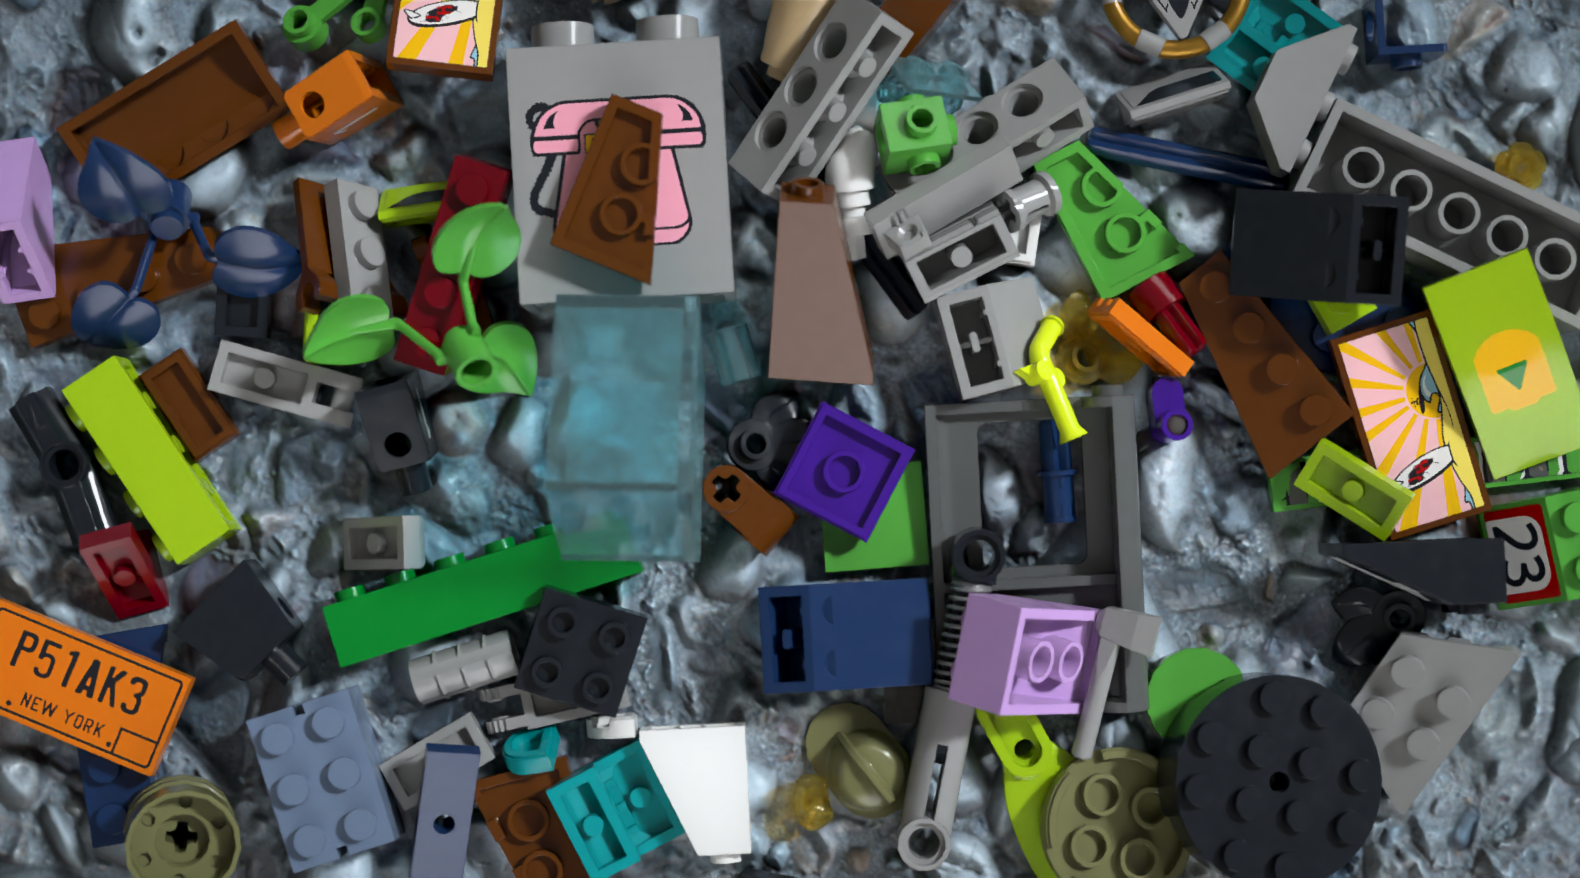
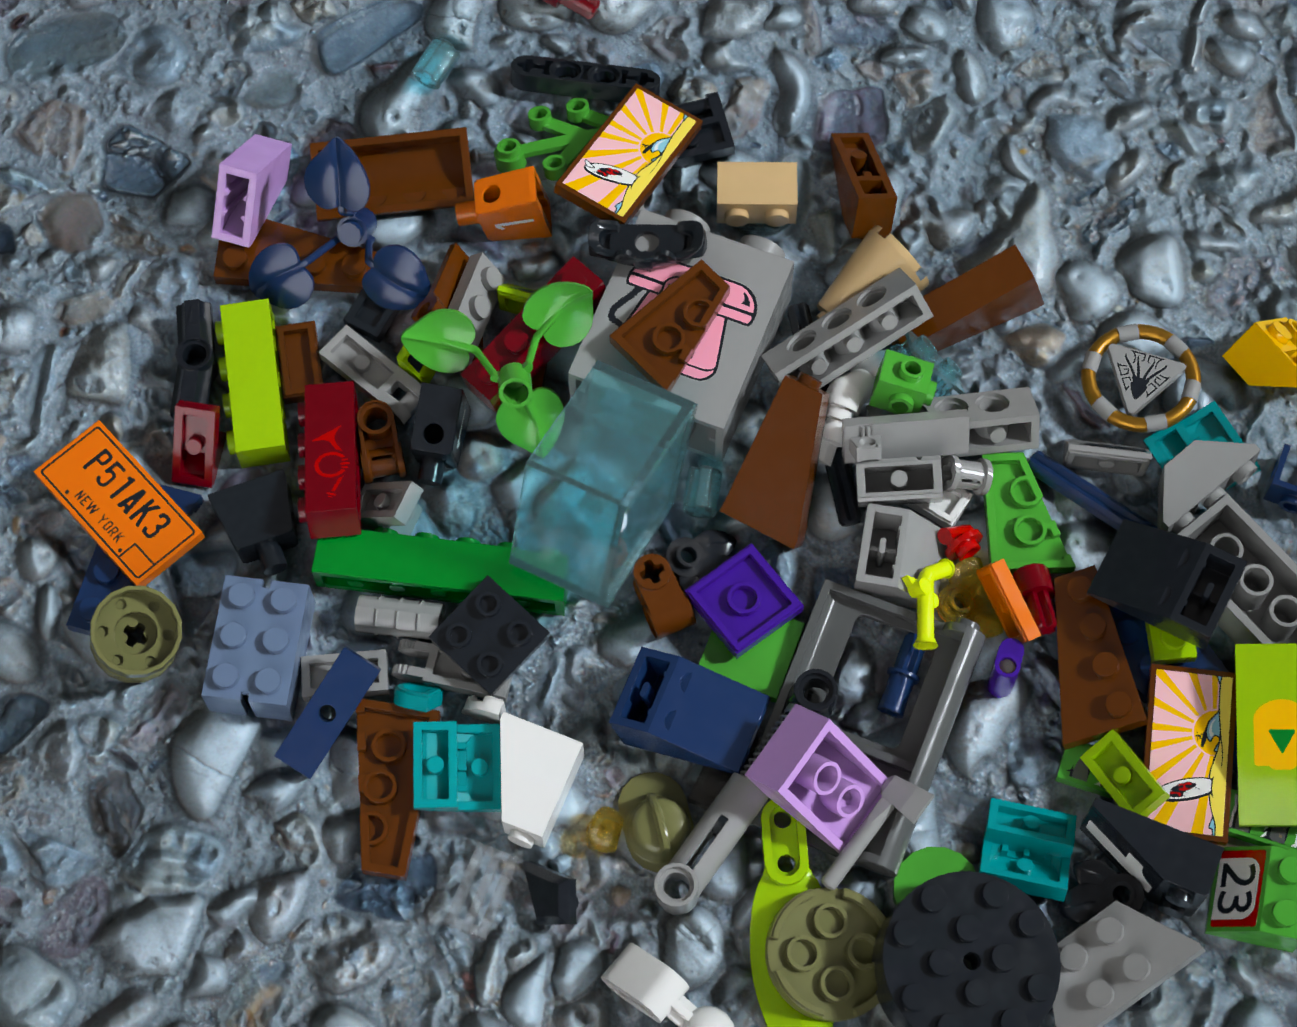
camera: 25 degrees right, 20 degrees down
(292, 523) = (331, 460): none -> dark red brick
(339, 471) = (380, 449): none -> reddish brown piece
(496, 107) = (617, 243): none -> black piece
(1052, 281) = (960, 540): none -> red plate
(1275, 609) = (1028, 847): none -> teal slope

